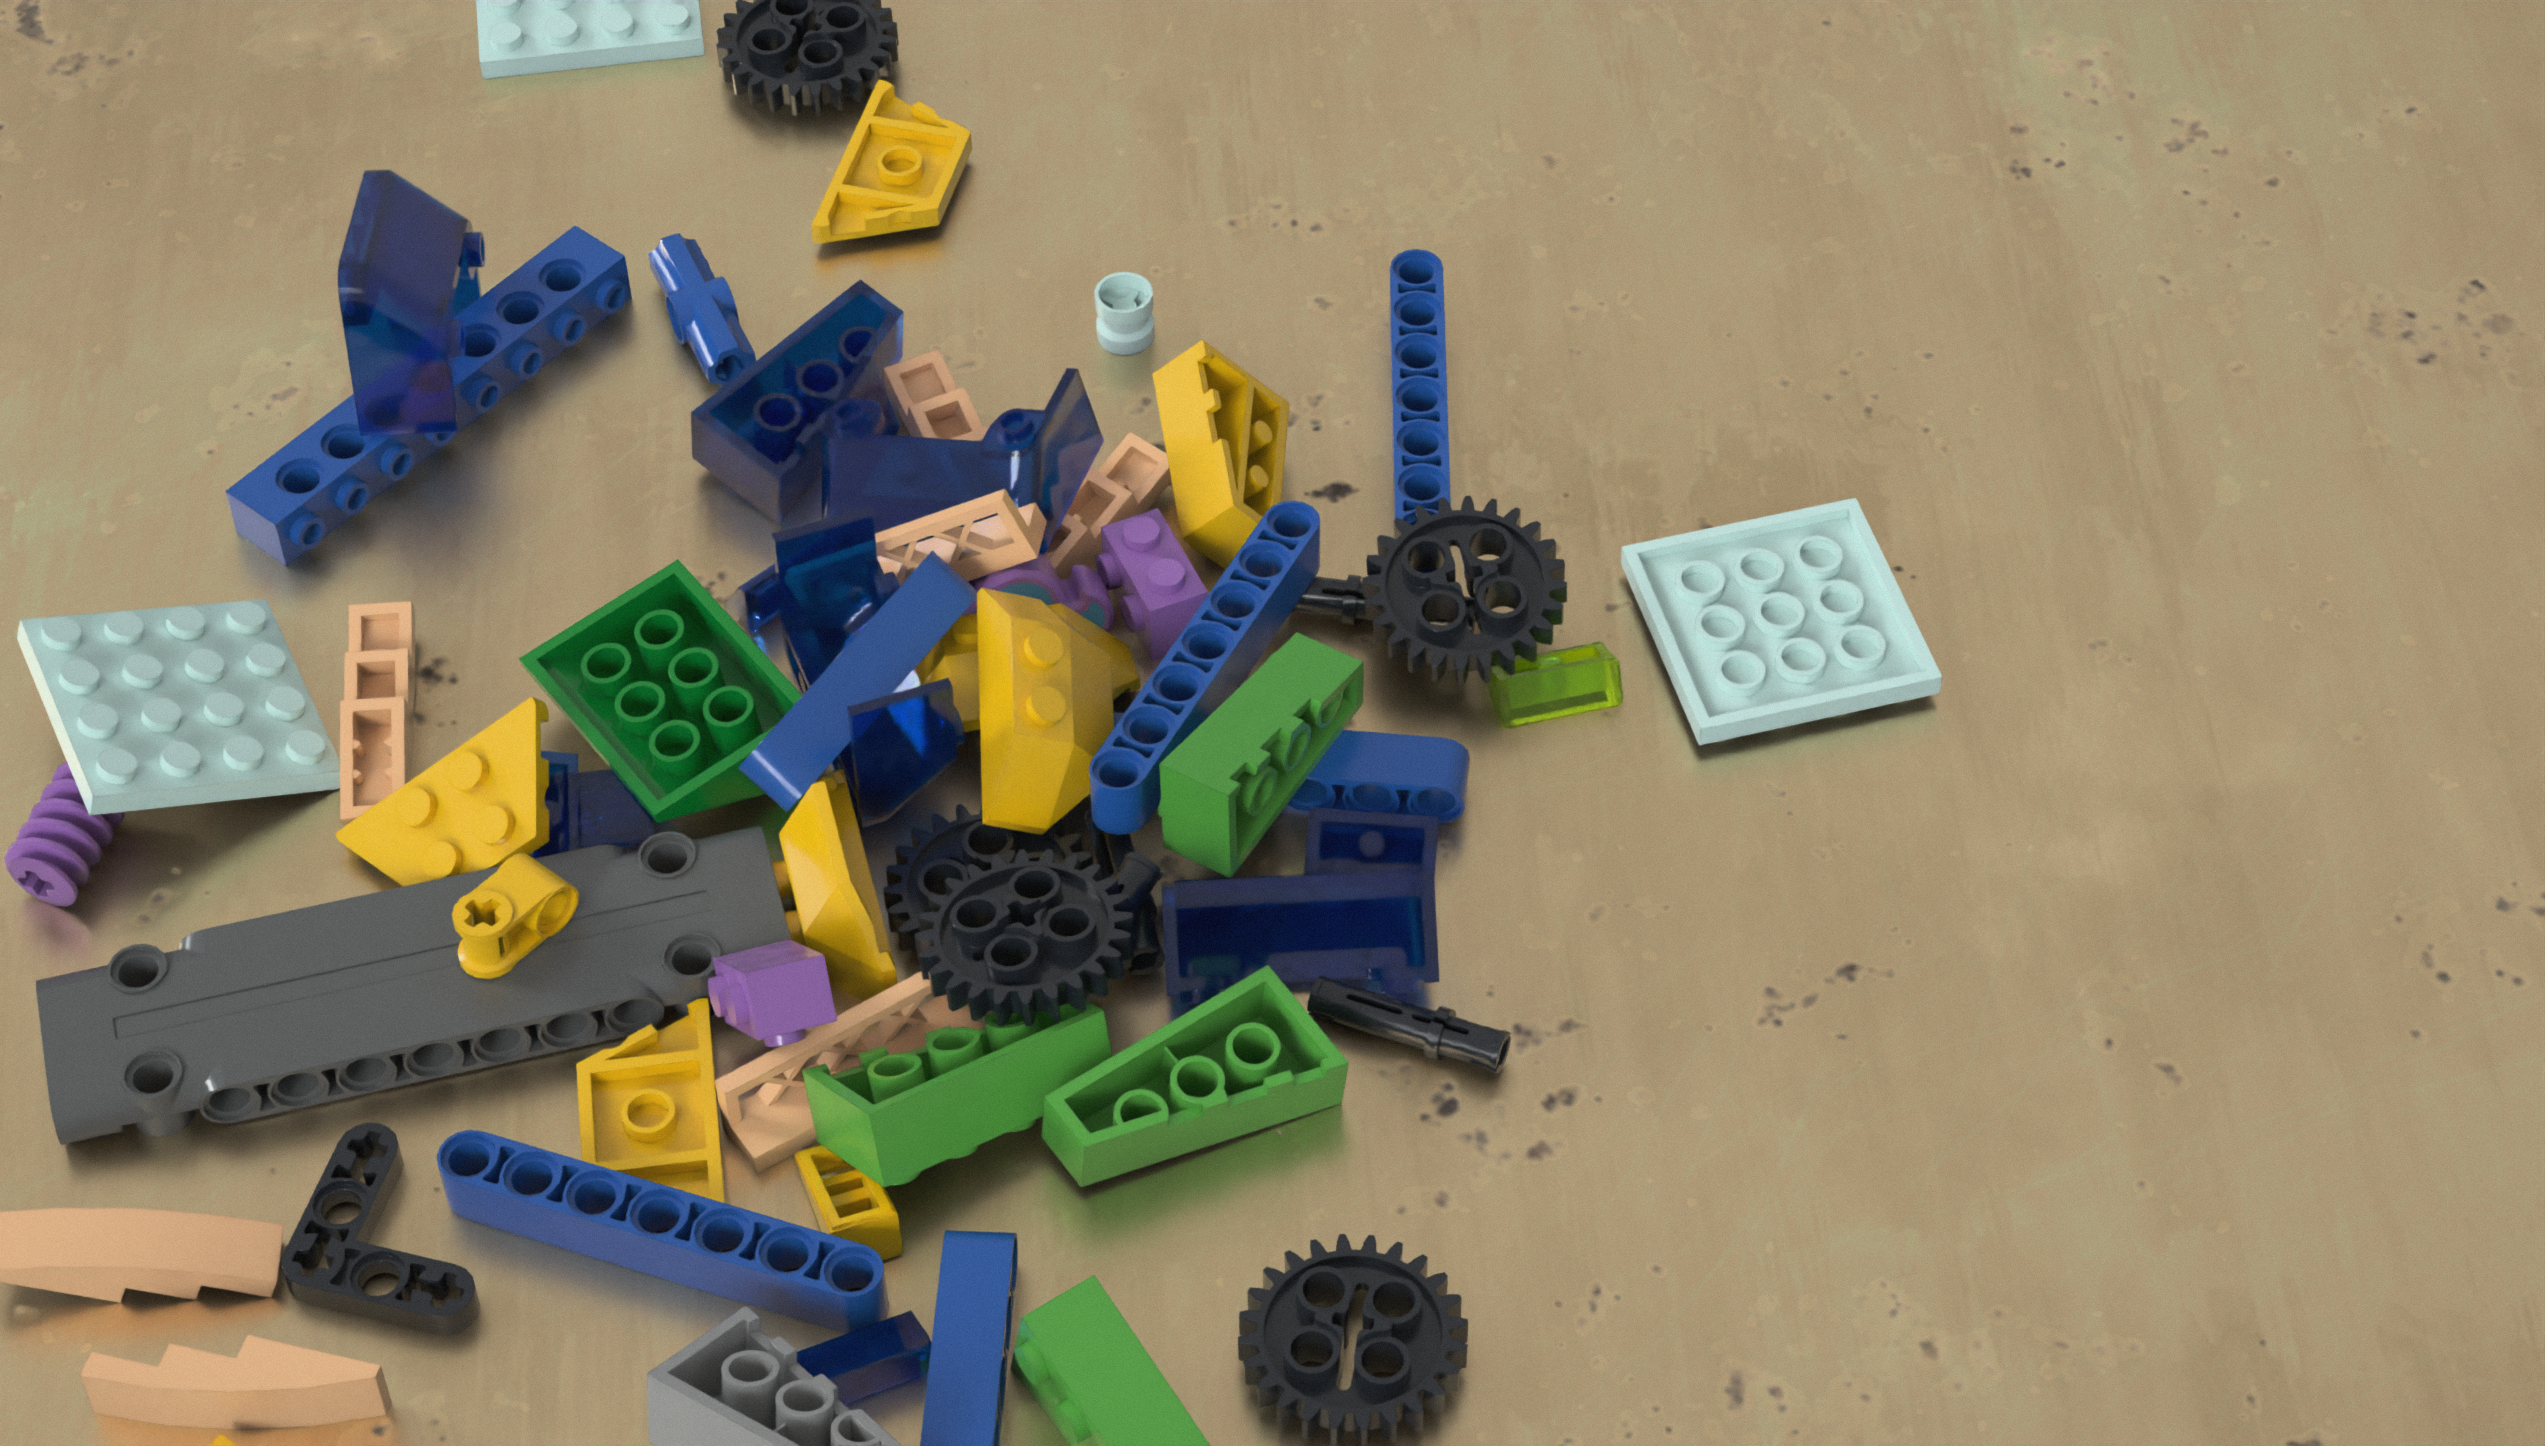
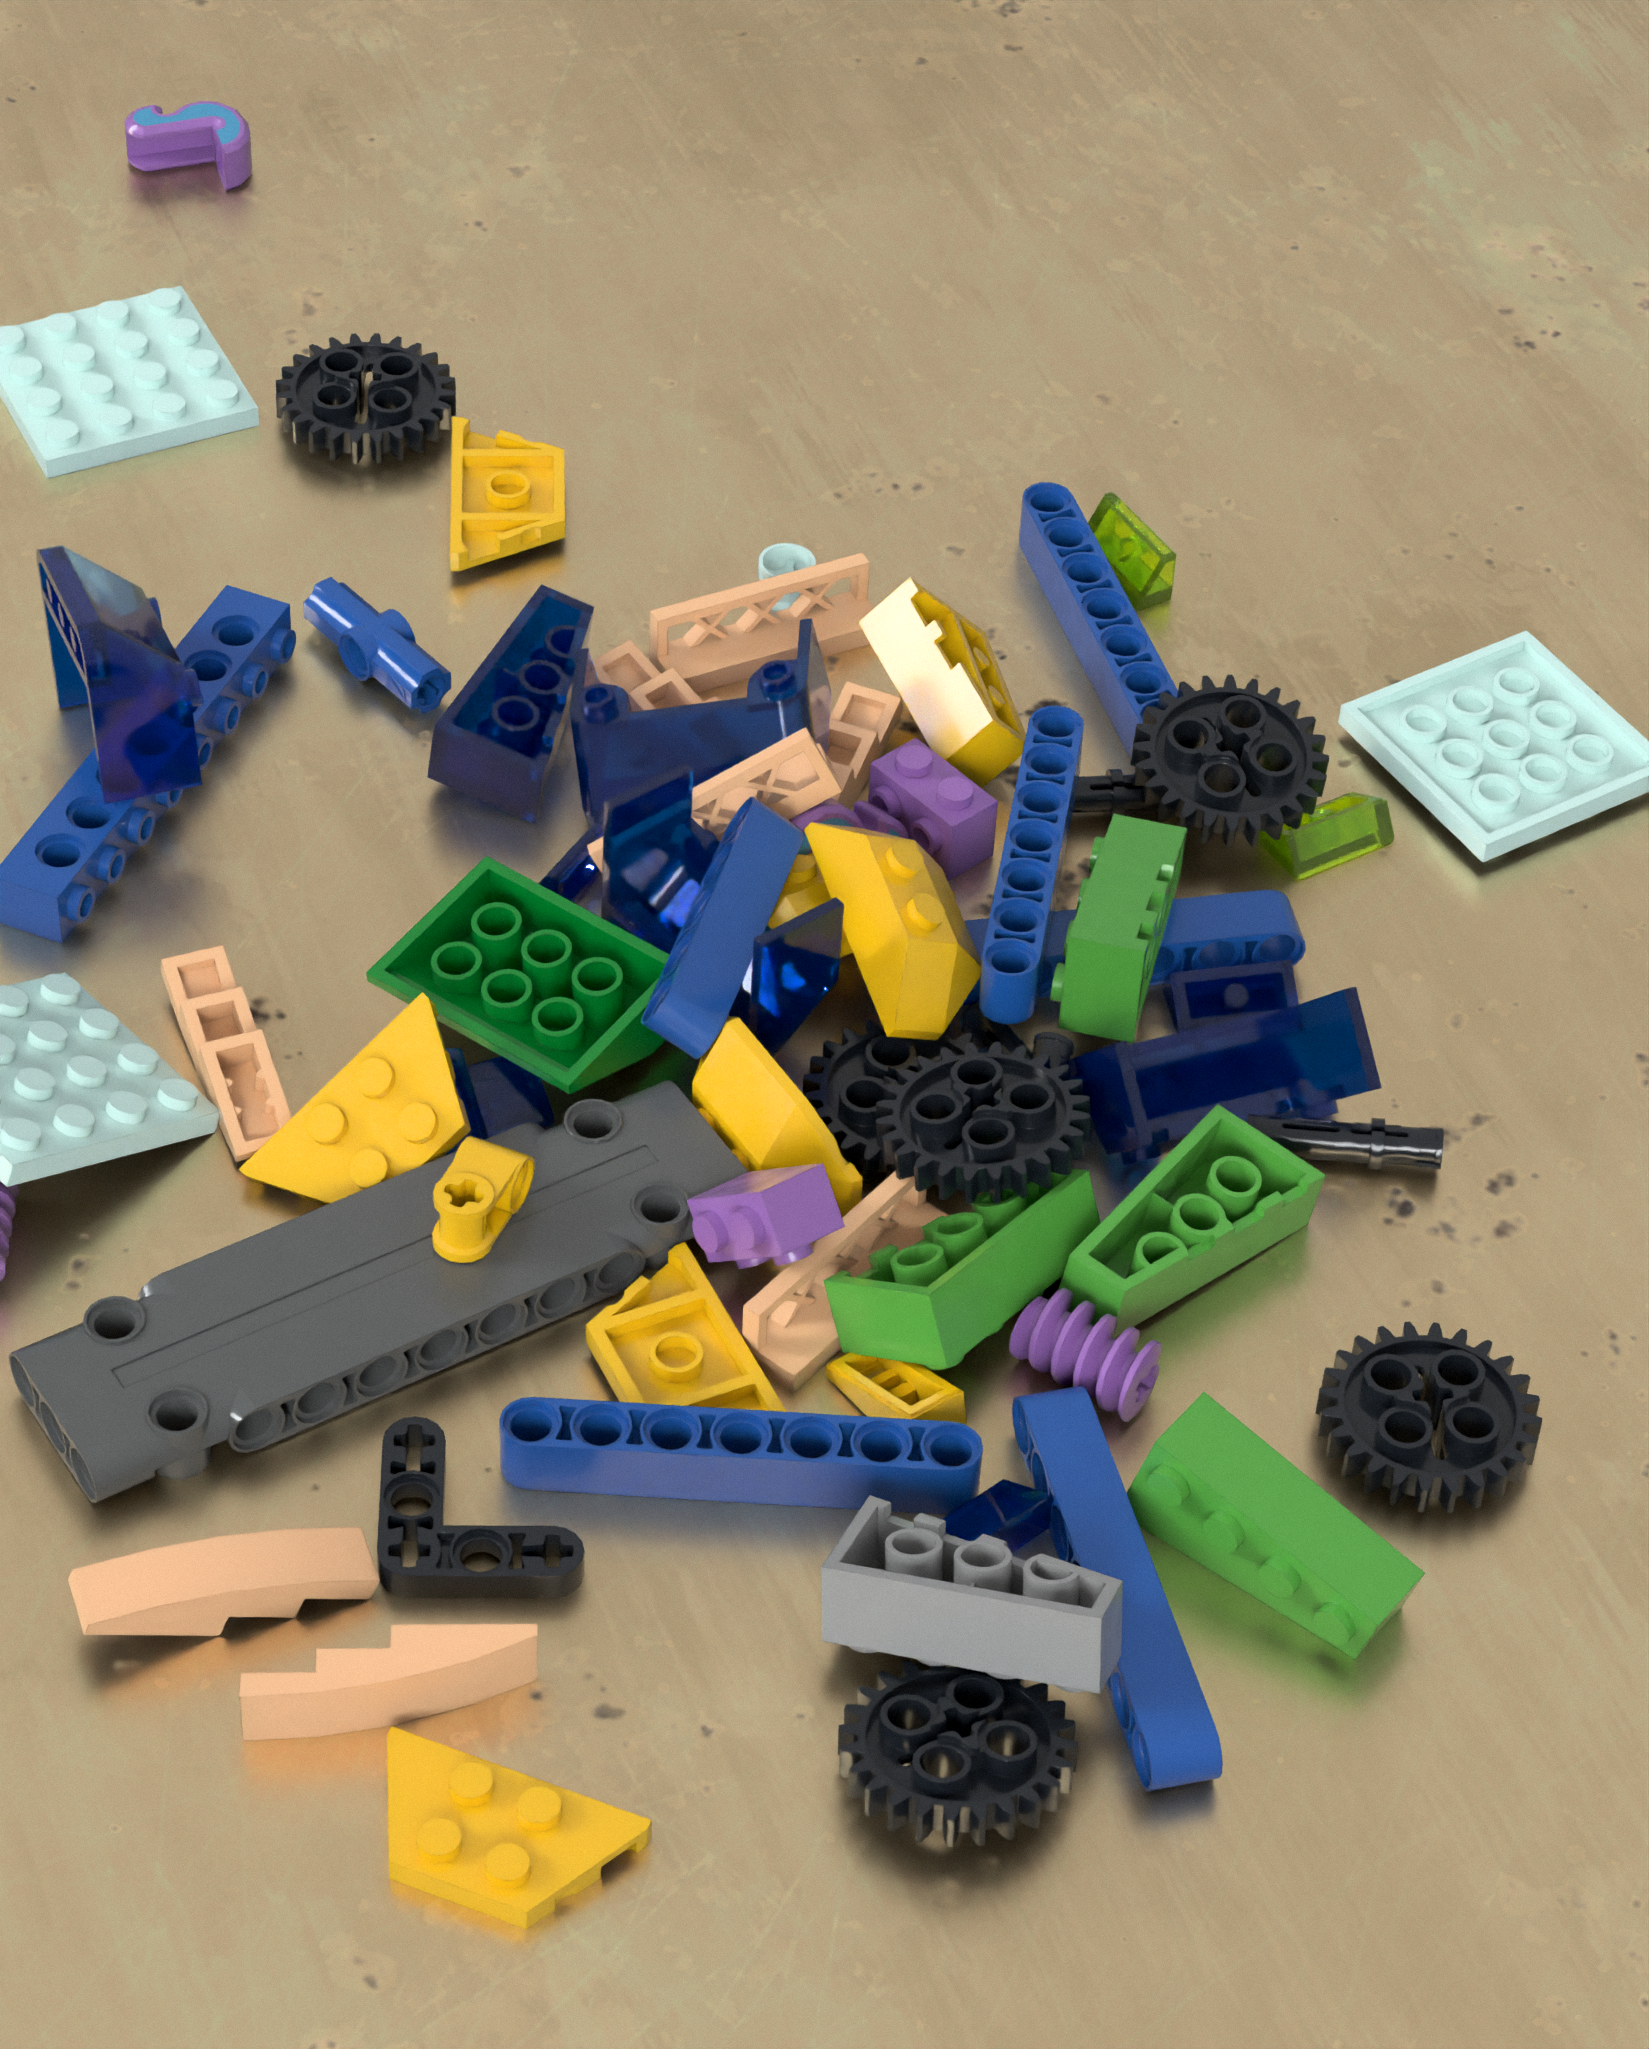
camera: 20 degrees left, 5 degrees down
(1041, 1198) = (1087, 1353): none -> medium lavender piece
(1110, 370) = (732, 653): none -> light nougat fence
(1483, 341) = (1134, 552): none -> clear neon green slope

